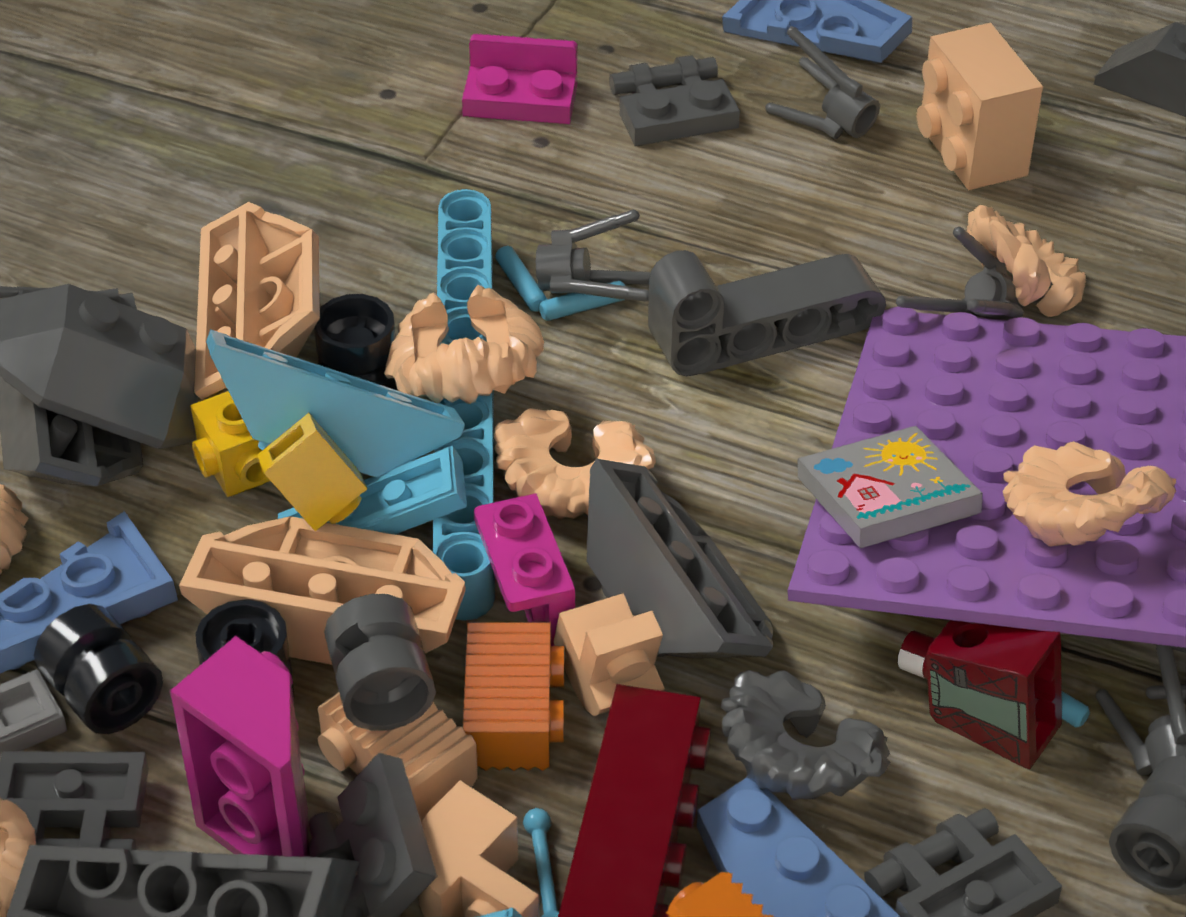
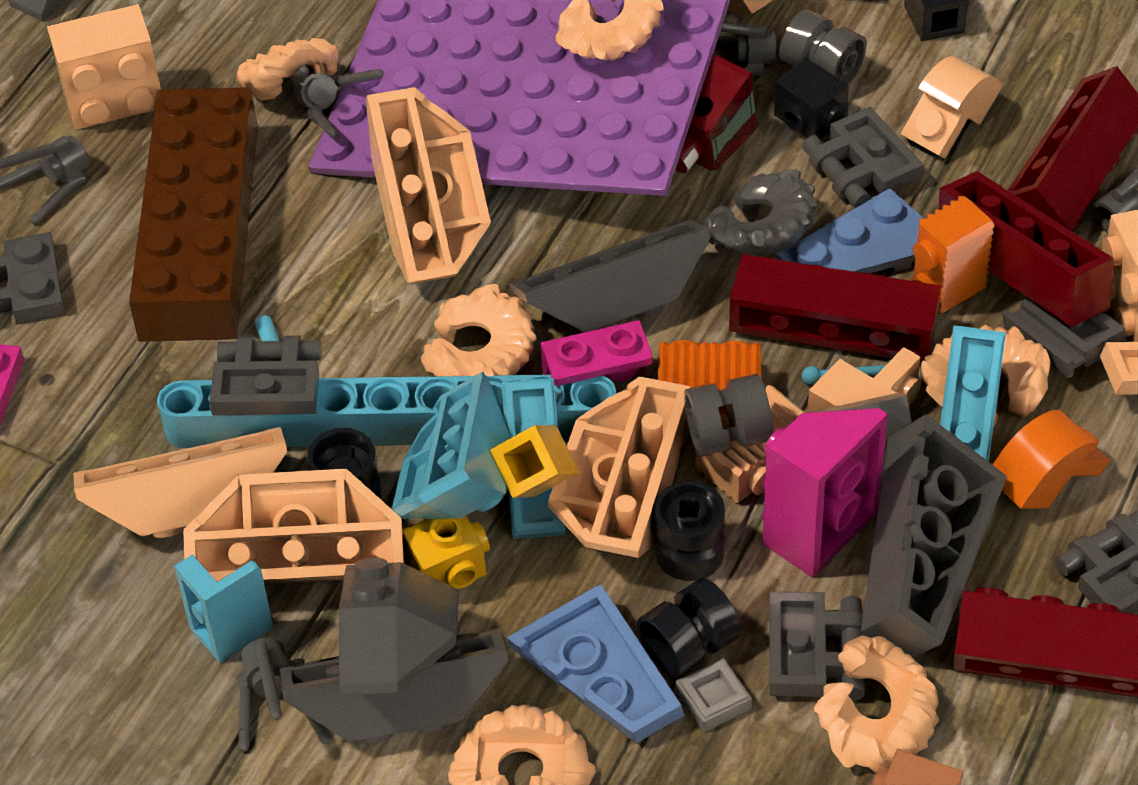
camera: 85 degrees left, 5 degrees up
(169, 253) = (224, 612): none -> medium azure panel
(361, 218) = (173, 488): none -> light nougat wedge
(459, 253) = (266, 377): none -> dark grey plate
(465, 365) = (402, 408): light nougat piece -> none
(567, 269) = (250, 328): dark grey plant -> none
(608, 648) = (692, 312): light nougat brick -> none
(758, 316) = (321, 230): dark grey beam -> none
(777, 205) = (195, 215): none -> reddish brown brick
(798, 374) = (425, 184): none -> light nougat wedge
(889, 486) = (571, 128): light grey tile -> none
(1067, 812) = (810, 99): none -> black brick

